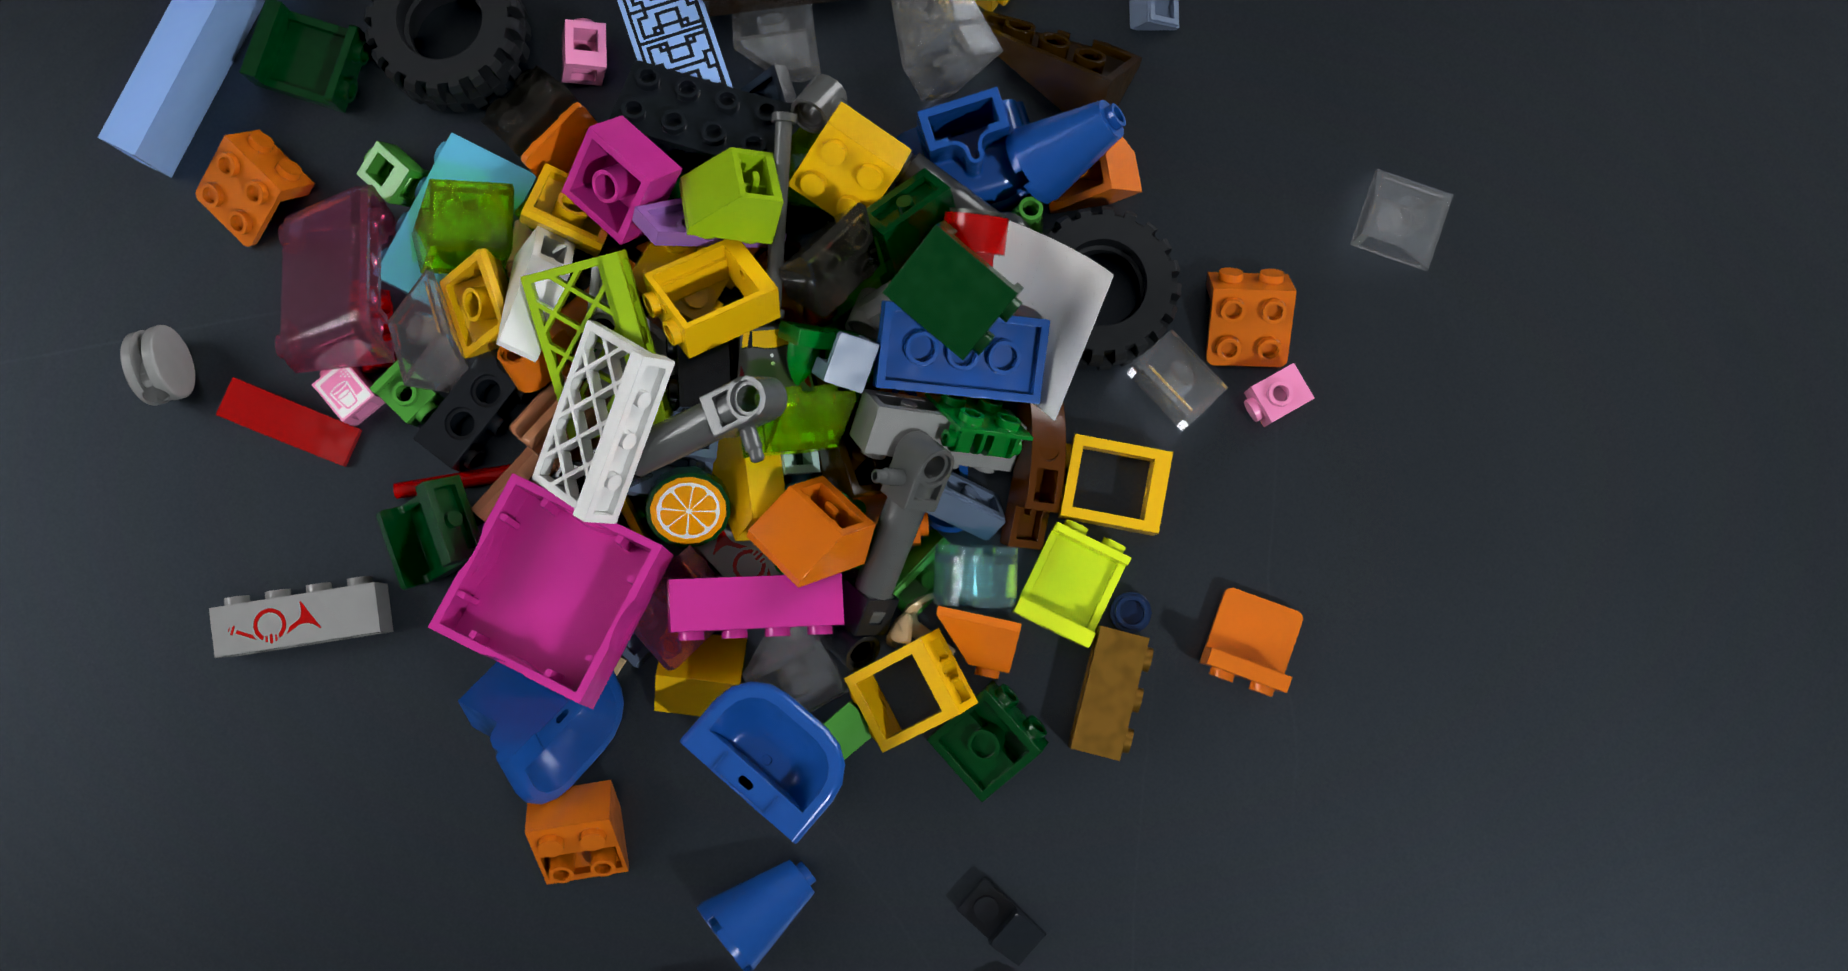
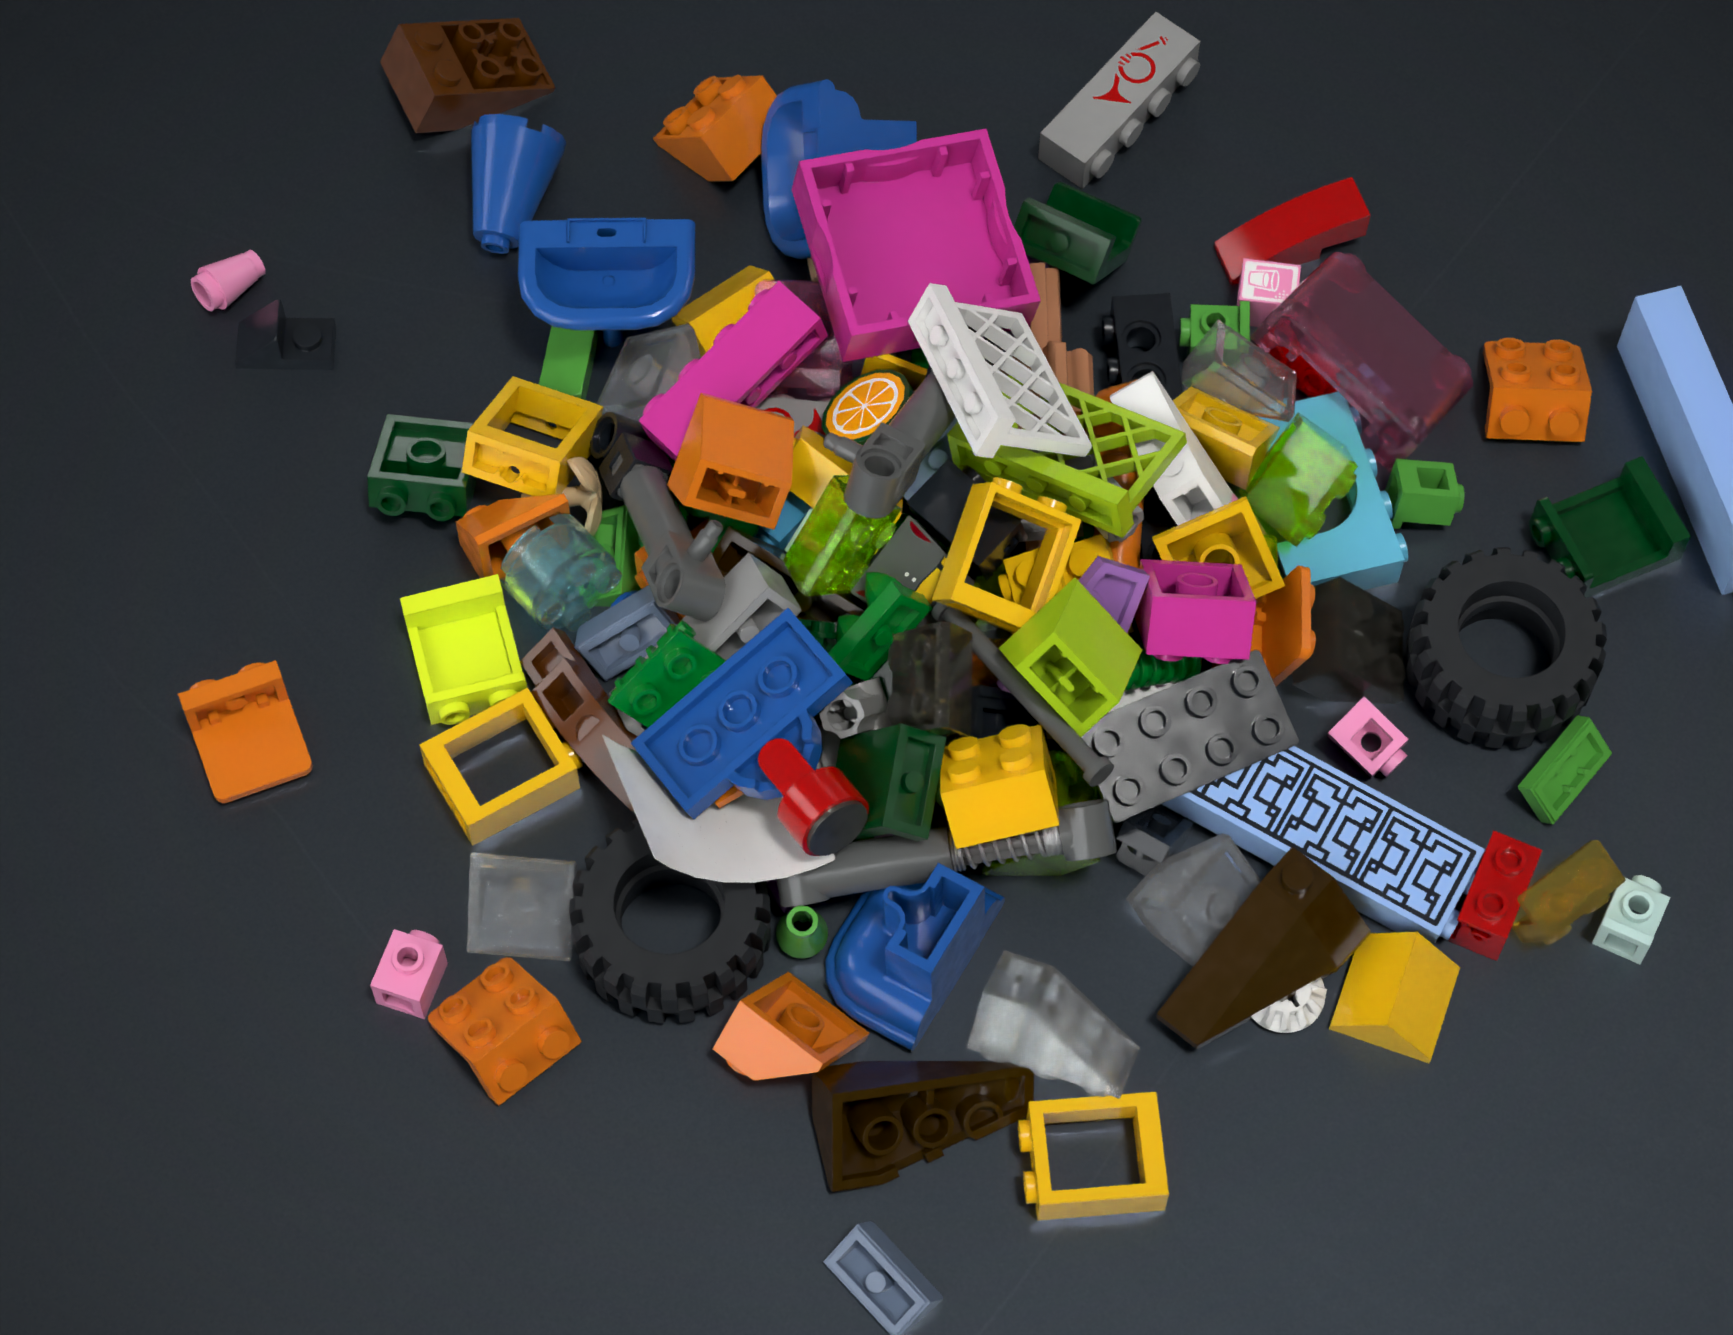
camera: 135 degrees right, 20 degrees down
(157, 365) = (1446, 180): light grey head -> none
(469, 479) = (1122, 287): red bar -> none
(848, 362) = (832, 606): panel -> none
(953, 292) = (788, 720): dark green panel -> none
(1063, 147) = (825, 988): blue cone -> none
(1110, 693) = (347, 589): pearl gold brick -> none
(1130, 612) = (387, 675): dark blue plate -> none
(1401, 219) = (425, 1253): clear slope -> none

